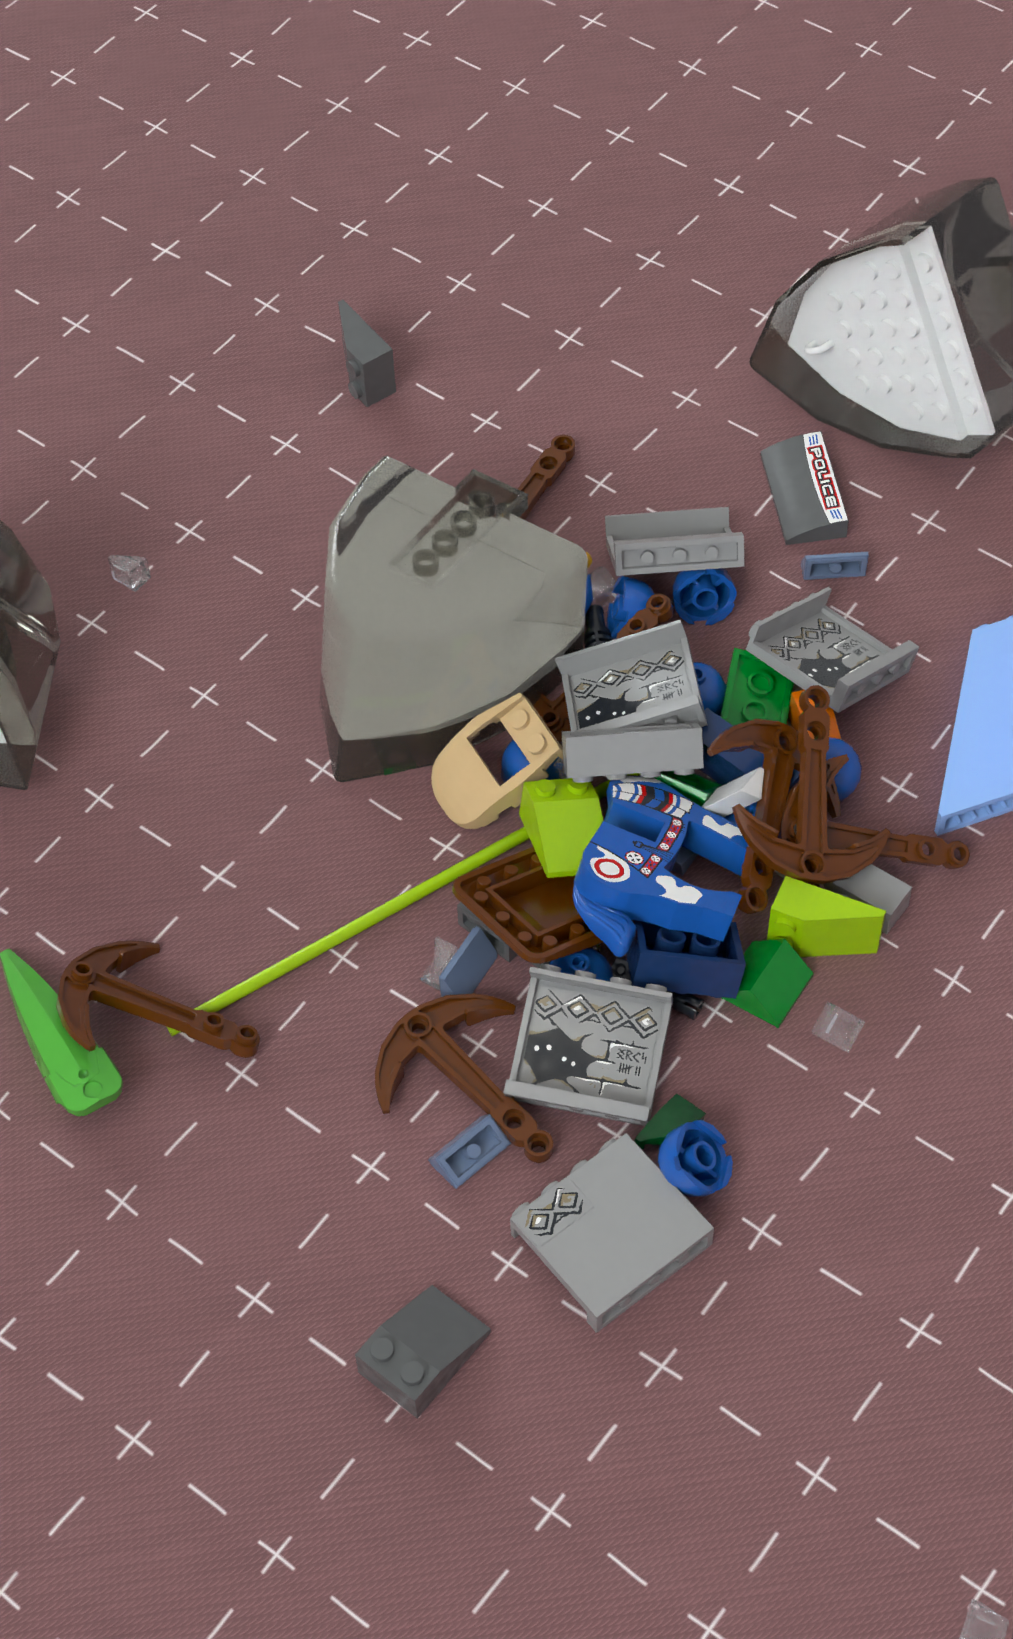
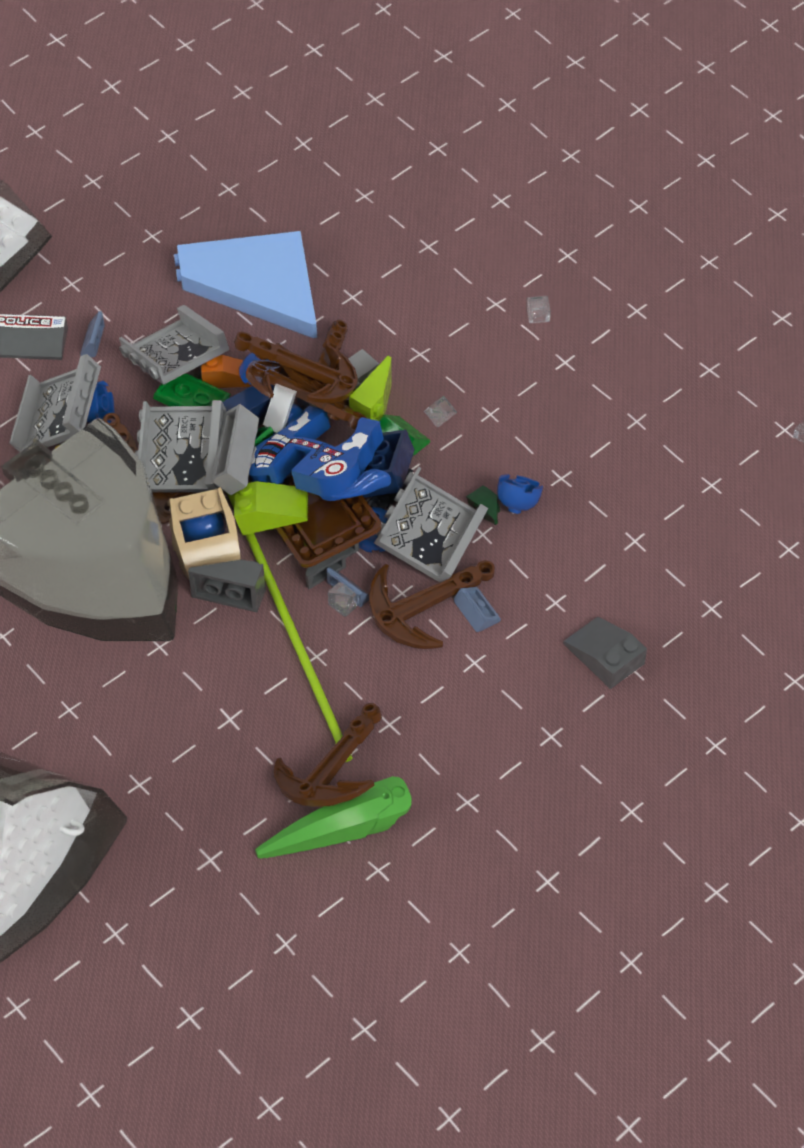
camera: 80 degrees left, 0 degrees up
(423, 828) = (229, 583): none -> dark grey slope
(612, 1230) = (549, 542): light grey panel -> none

